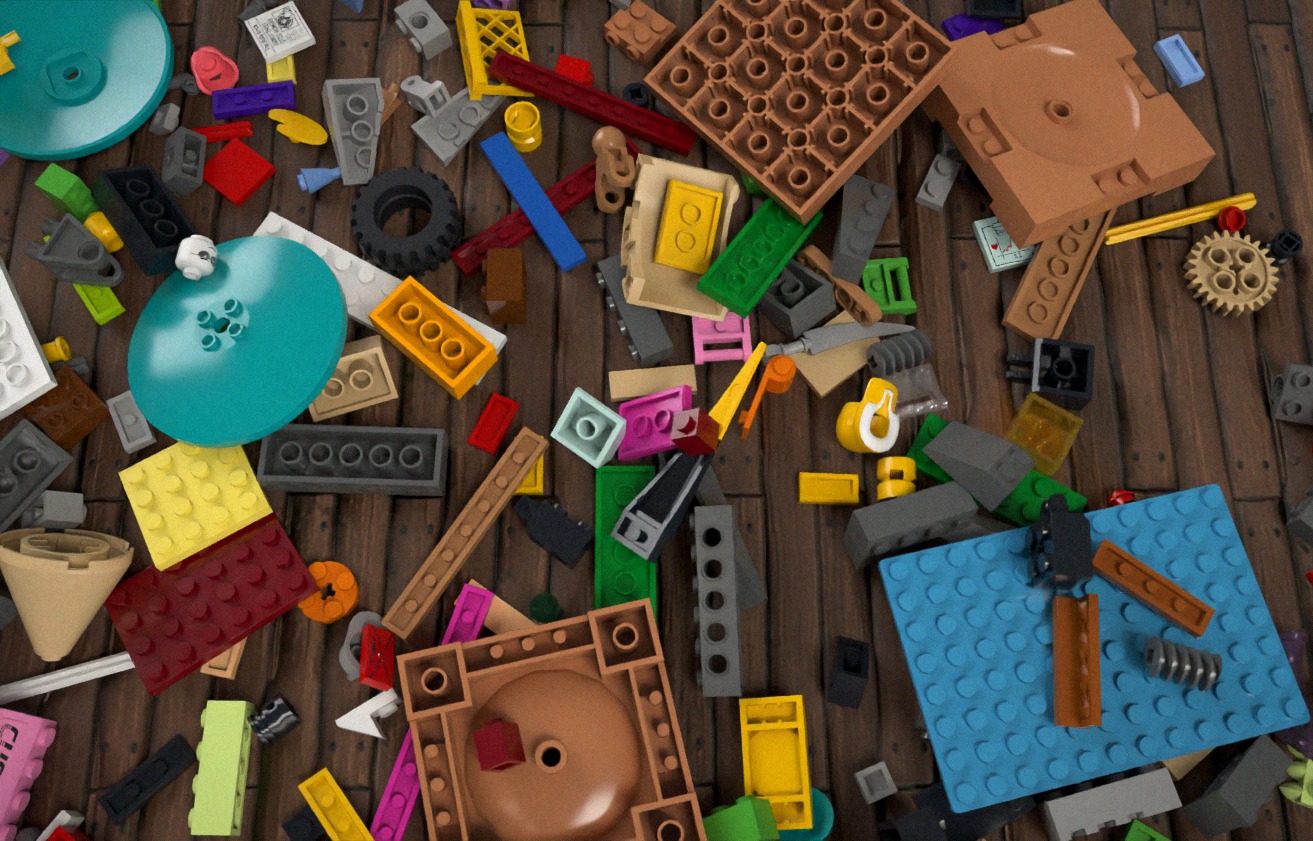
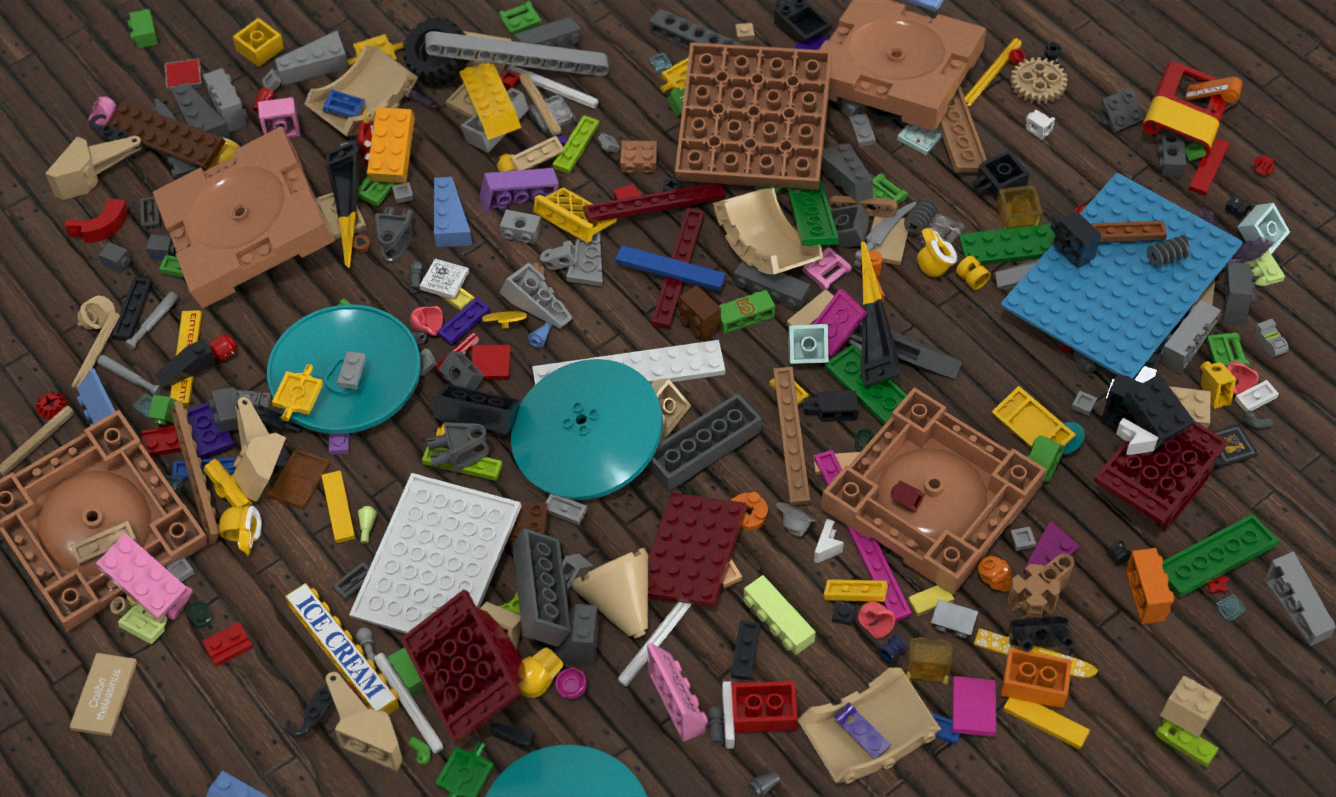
camera: 35 degrees left, 15 degrees down
(59, 72) = (351, 370): none -> light grey plate
(66, 192) = (418, 426): bright green brick -> none
(192, 498) = (637, 515): light yellow plate -> none
(196, 257) = (528, 403): white head -> none
(274, 720) = (783, 577): black piece -> none
(377, 657) = (807, 512): red tile -> none
(396, 192) = (615, 301): black tyre -> none
(434, 337) = (690, 357): light orange brick -> none
(493, 424) = (752, 383): red tile -> none
(523, 126) = (628, 235): yellow wheel -> none
(568, 322) = (746, 311): none -> bright green brick
(613, 168) = (699, 224): medium nougat piece -> none
(688, 227) = (765, 226): yellow tile -> none
(695, 432) = (867, 301): dark red brick -> none
(713, 681) = (929, 348): dark grey brick -> none
(828, 488) = (943, 300): yellow tile -> none
(848, 673) = (1030, 367): black slope -> none
(906, 522) = (995, 285): dark grey wedge -> none
(980, 462) = (1006, 233): dark grey slope -> none
(1076, 662) = (1124, 282): dark orange fence -> none
(1176, 335) = (1039, 124): none -> white brick

